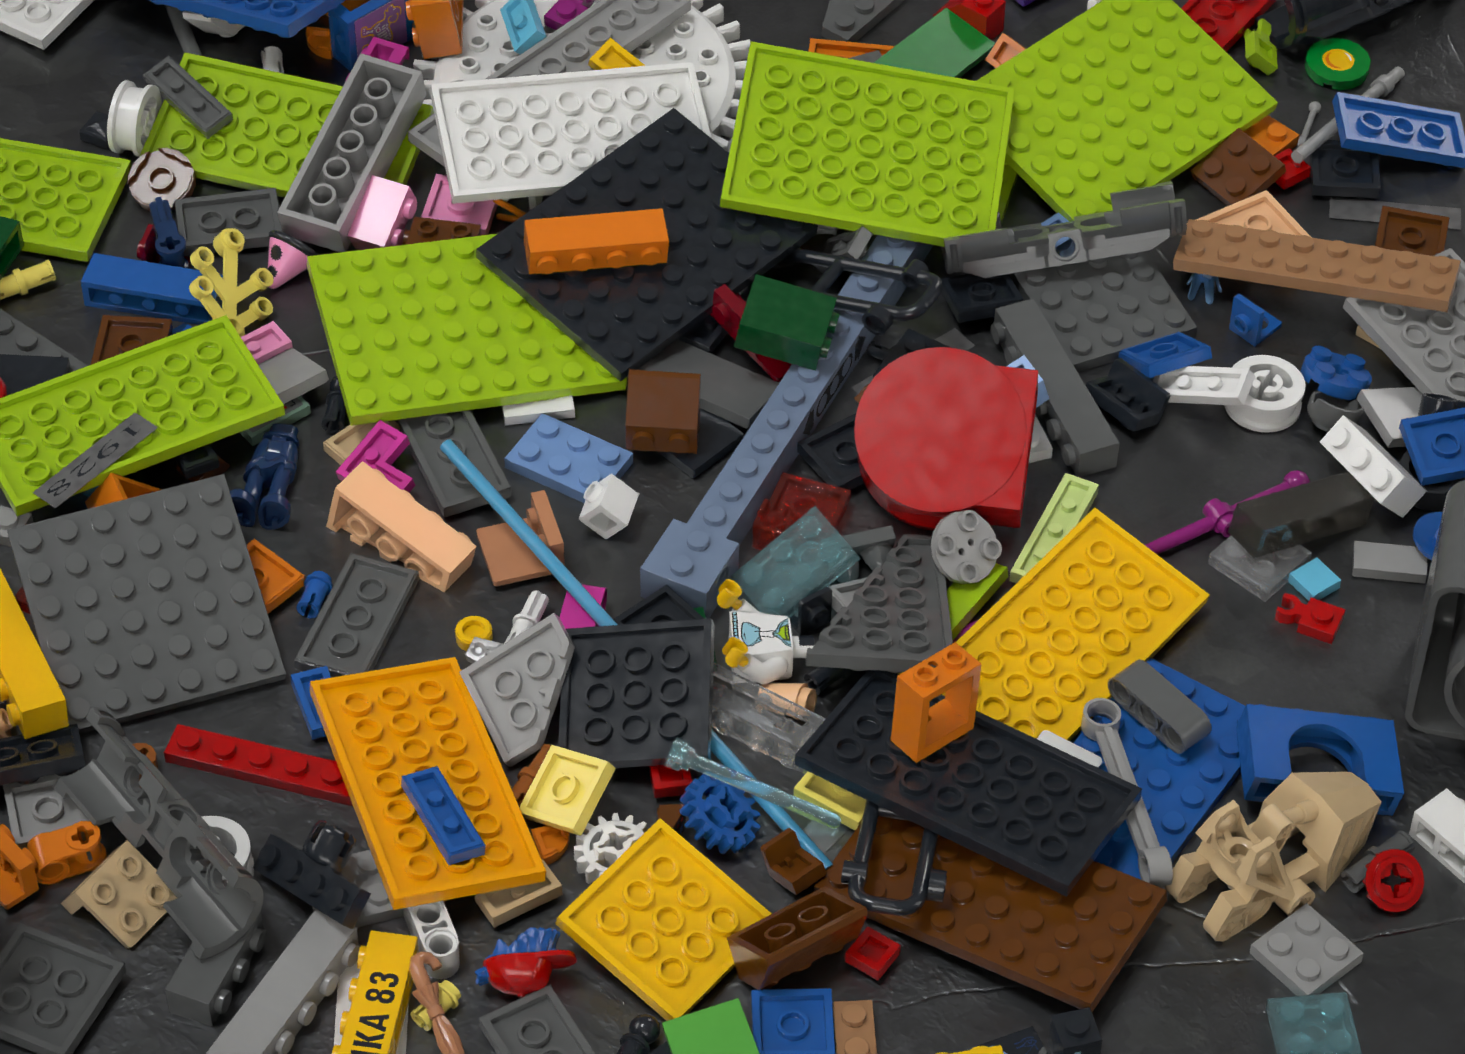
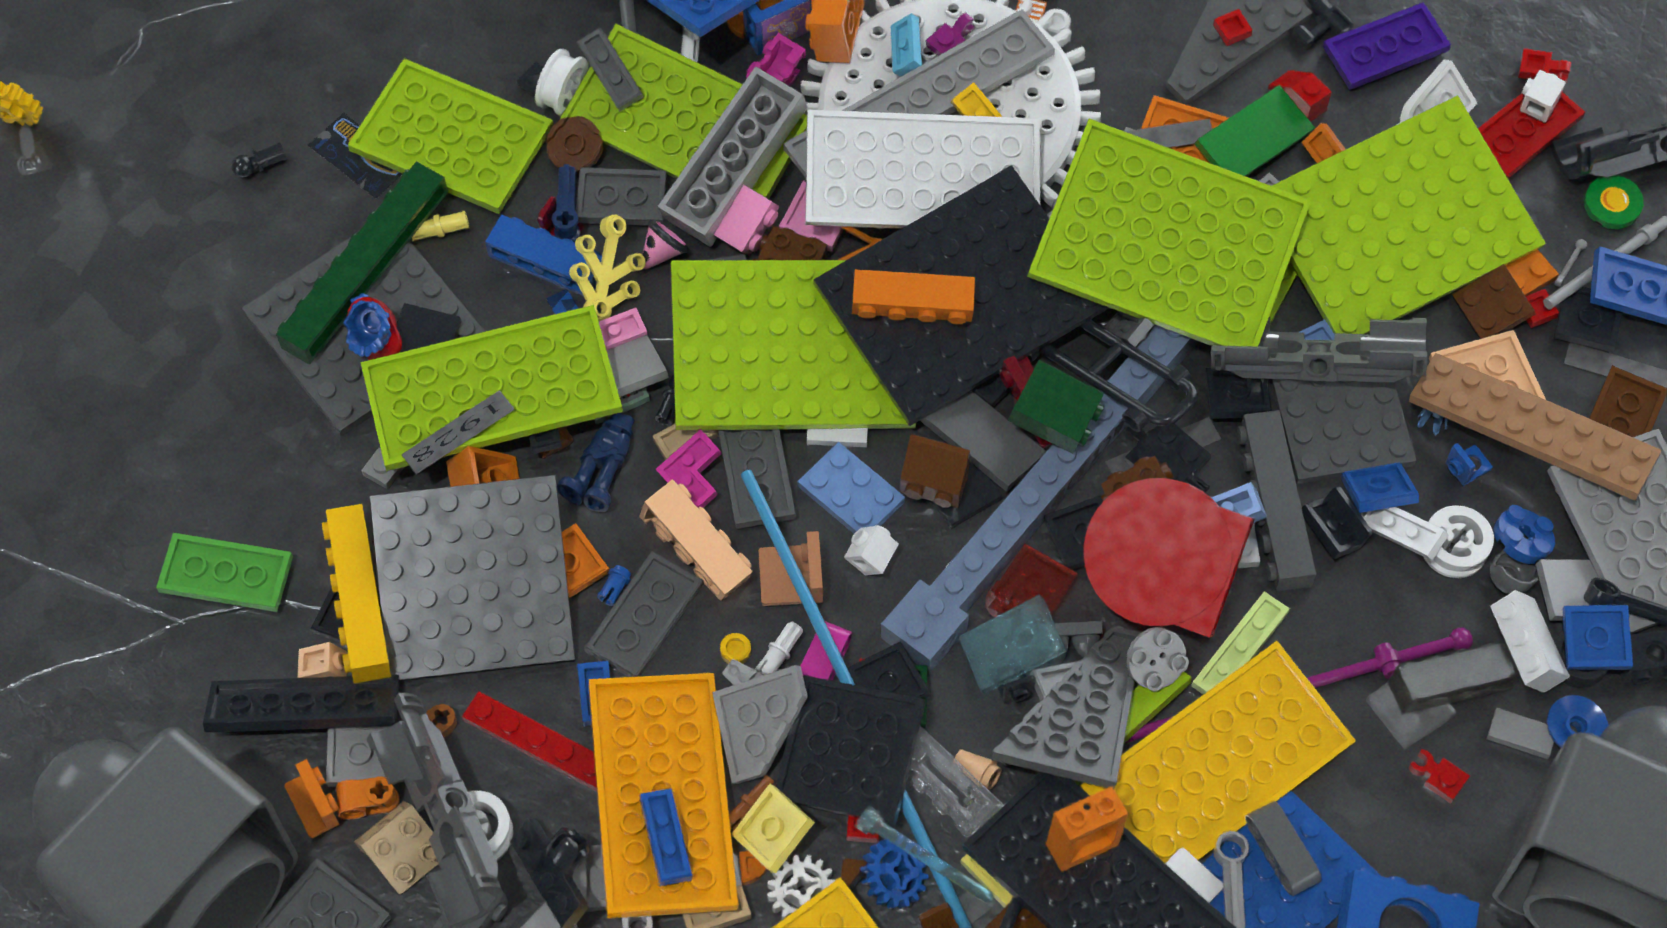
camera: 15 degrees right, 15 degrees up
(126, 333) = (515, 303): reddish brown plate -> none
(759, 643) = (965, 711): torso -> none
(1259, 50) = (1546, 176): lime plate -> none
(1314, 580) = (1451, 739): medium azure tile -> none

